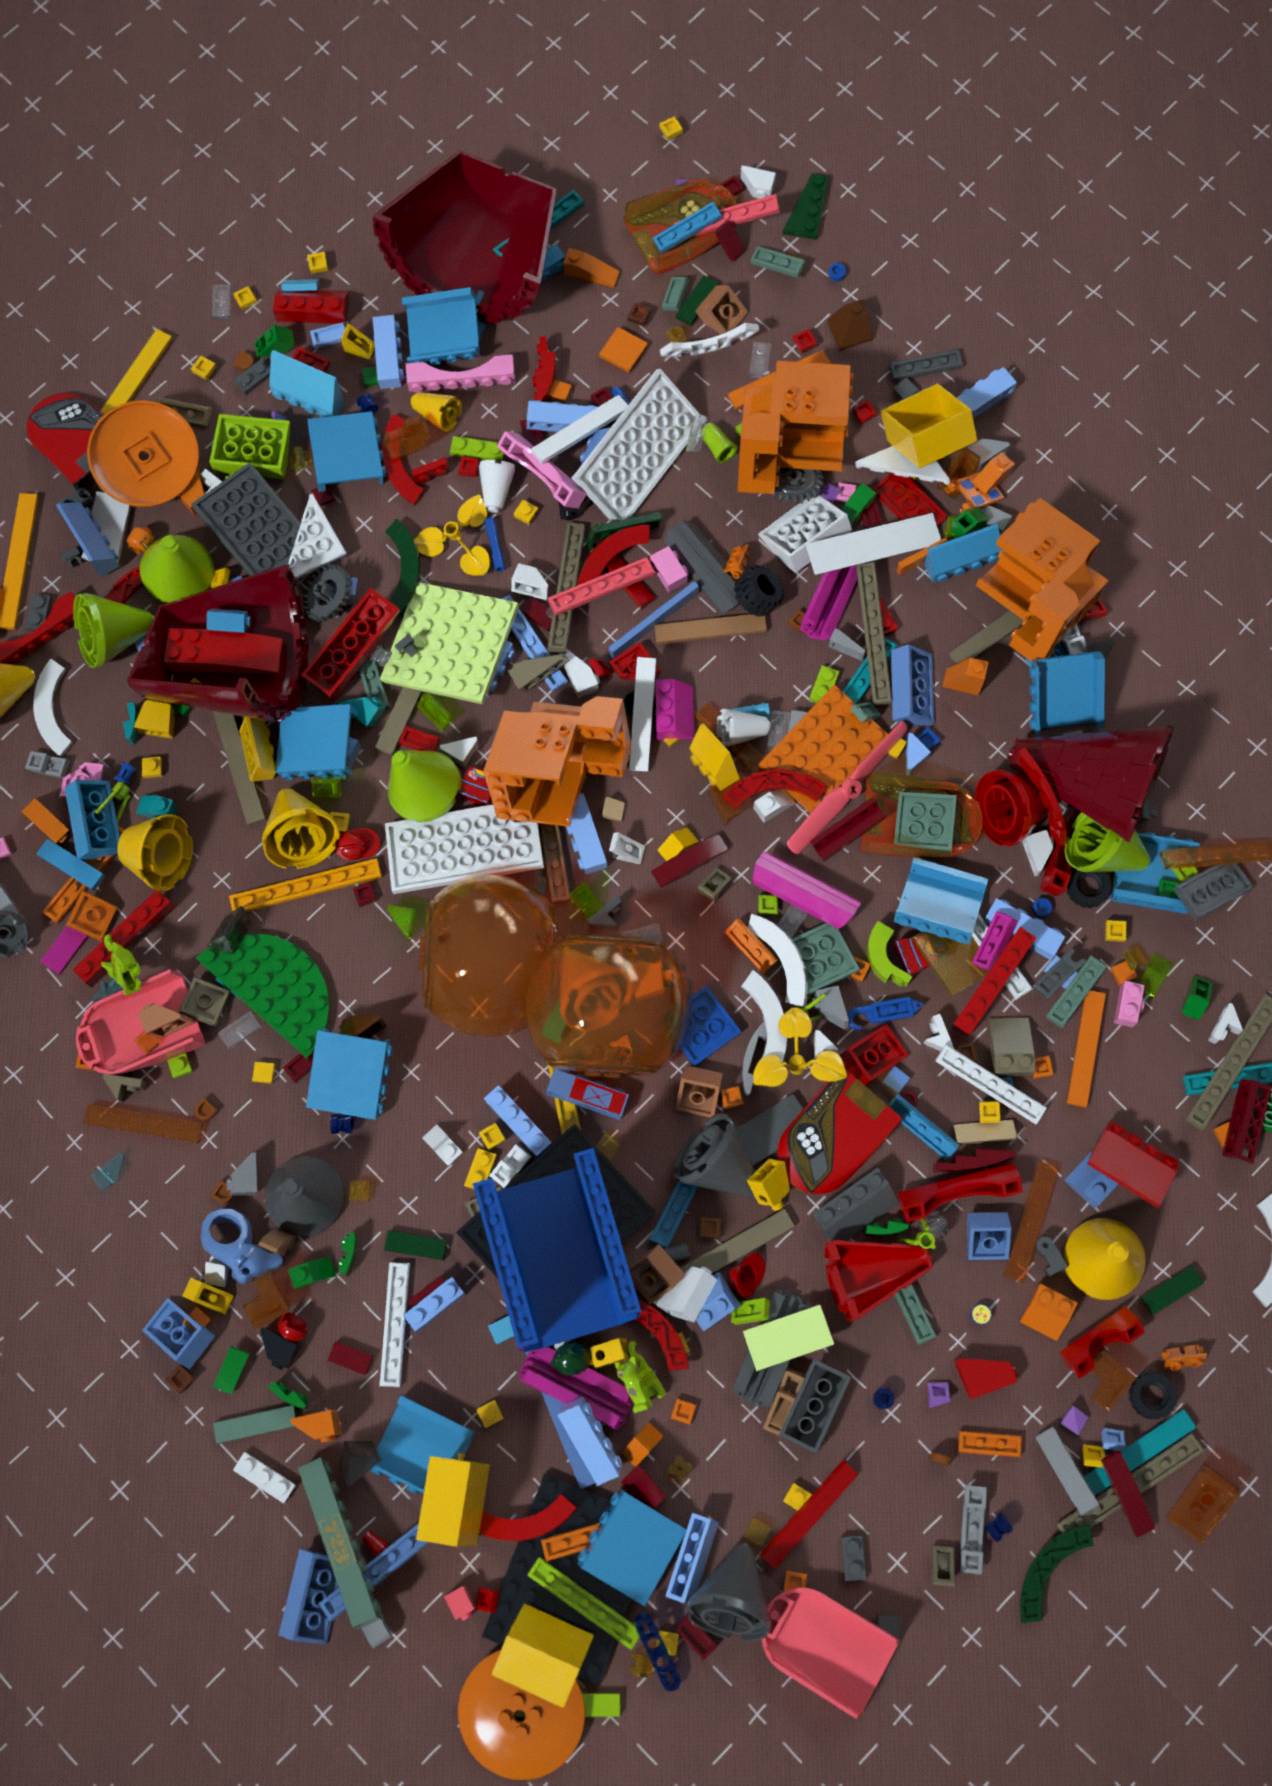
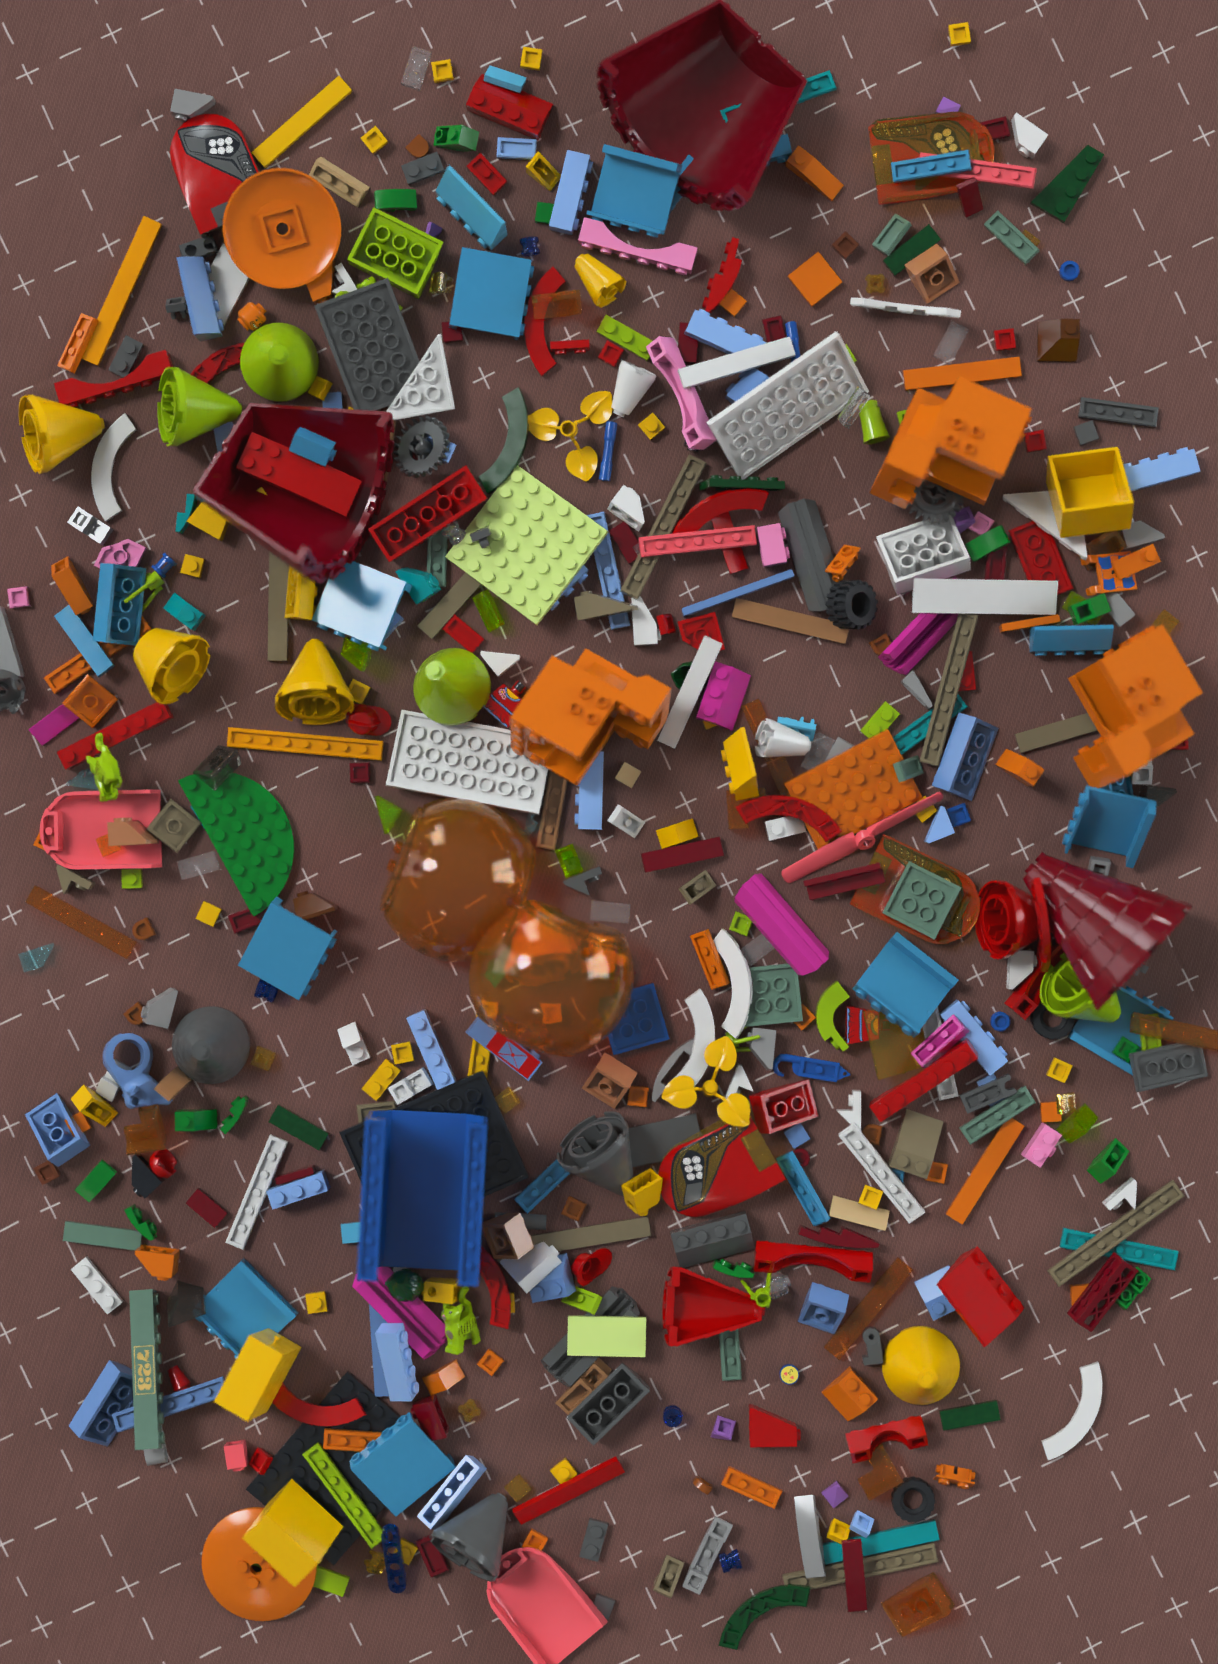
camera: 15 degrees right, 15 degrees up
(33, 391) = (190, 104): none -> light grey slope
(238, 405) = (393, 199): none -> green slope

